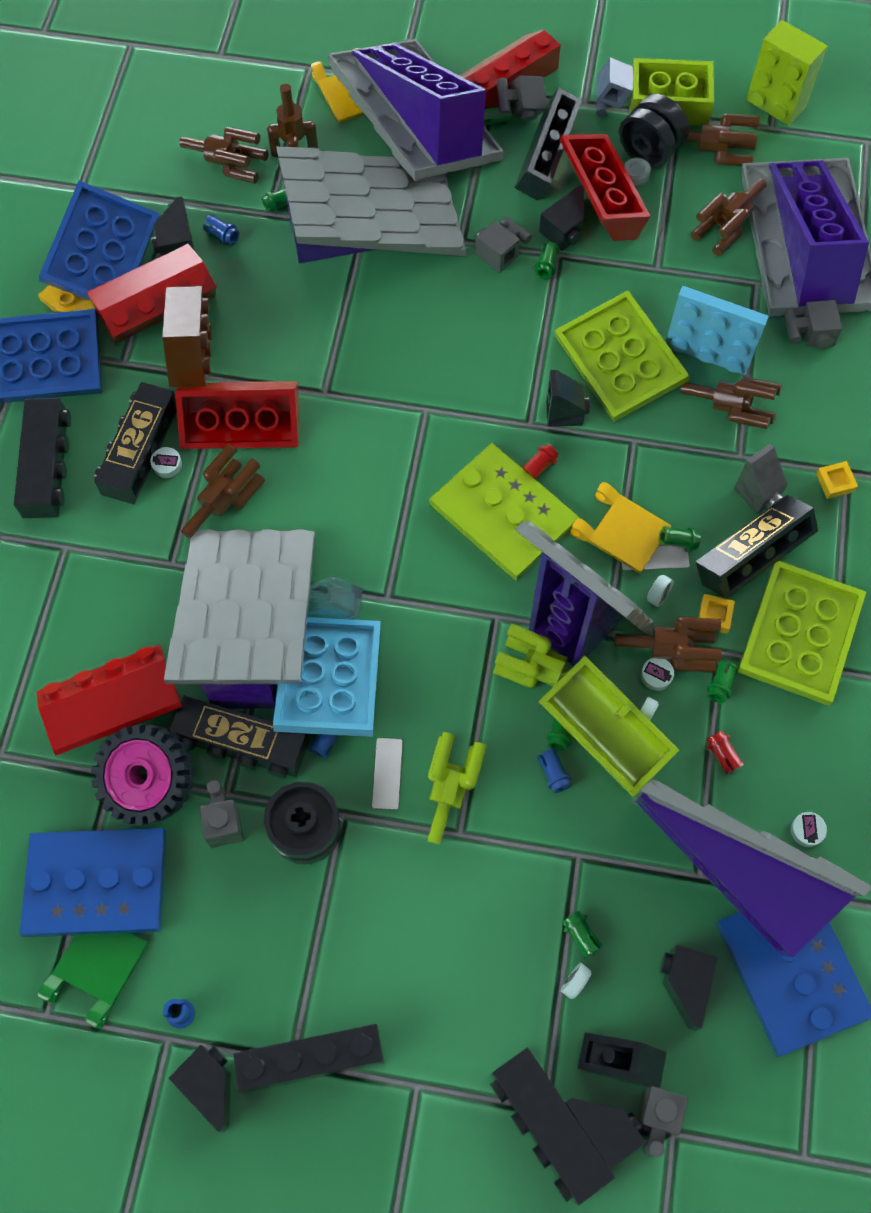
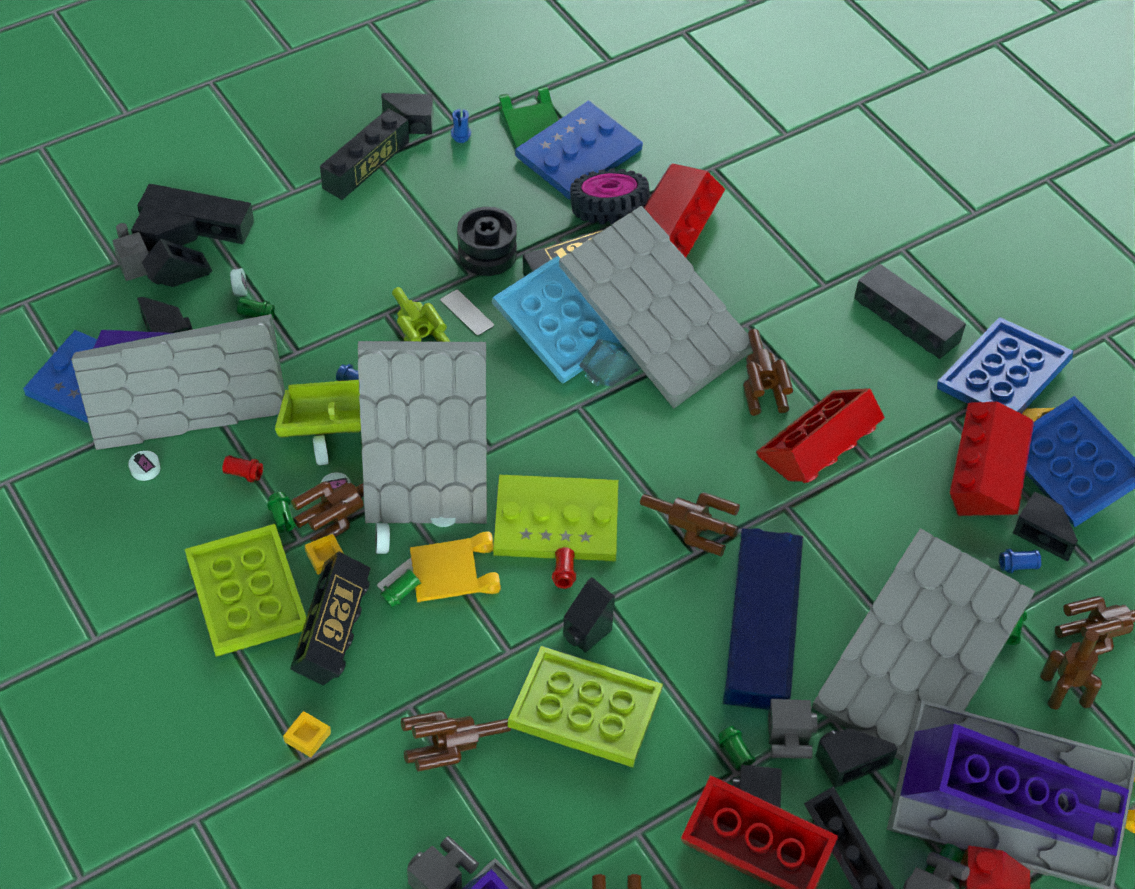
camera: 135 degrees right, 15 degrees down
(136, 440) = (862, 362): black brick -> none
(166, 462) = (829, 373): light aqua tile -> none
(187, 336) = (915, 430): reddish brown brick -> none
(220, 818) = (538, 213): dark grey brick -> none
(408, 420) = (696, 518): none -> reddish brown plant
(437, 319) = (763, 619): none -> clear blue brick
(479, 199) = (852, 755): none -> black slope
(715, 330) = (516, 752): medium azure plate -> none
(762, 480) = (368, 671): flat silver slope -> none

